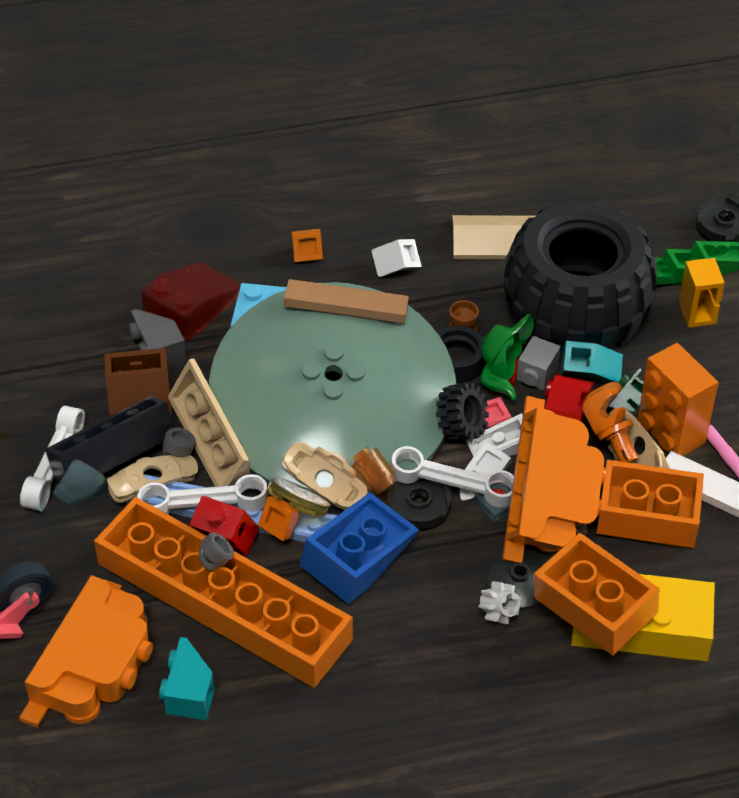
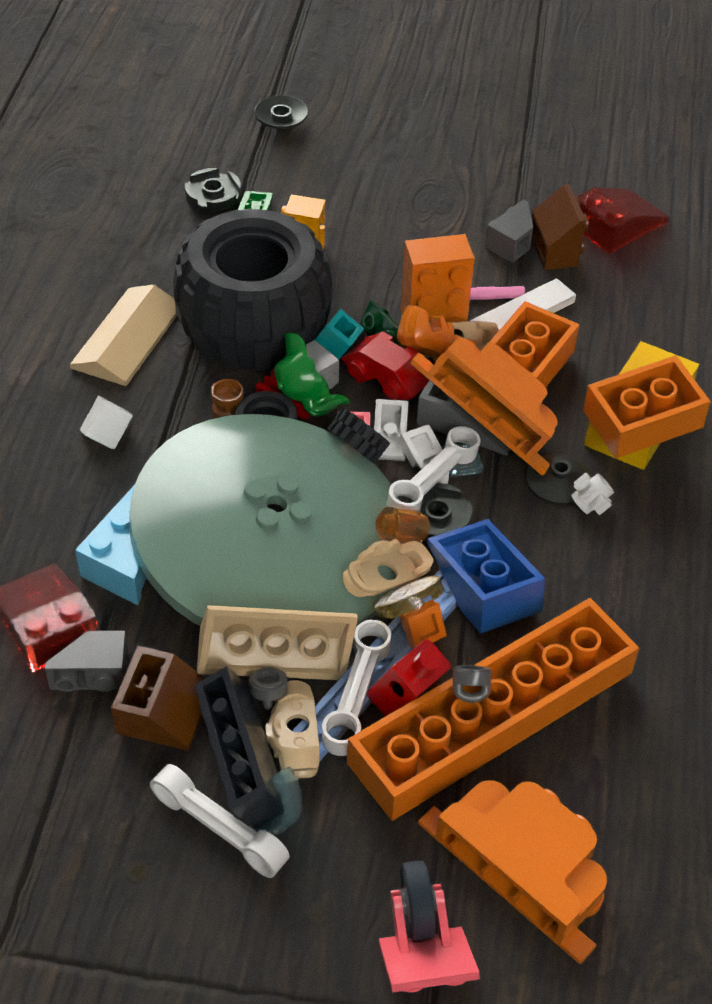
camera: 70 degrees left, 0 degrees up
(189, 685) = (595, 774): teal slope -> none
(307, 245) = (37, 486): orange tile -> none
(346, 301) = (188, 457): medium nougat tile -> none

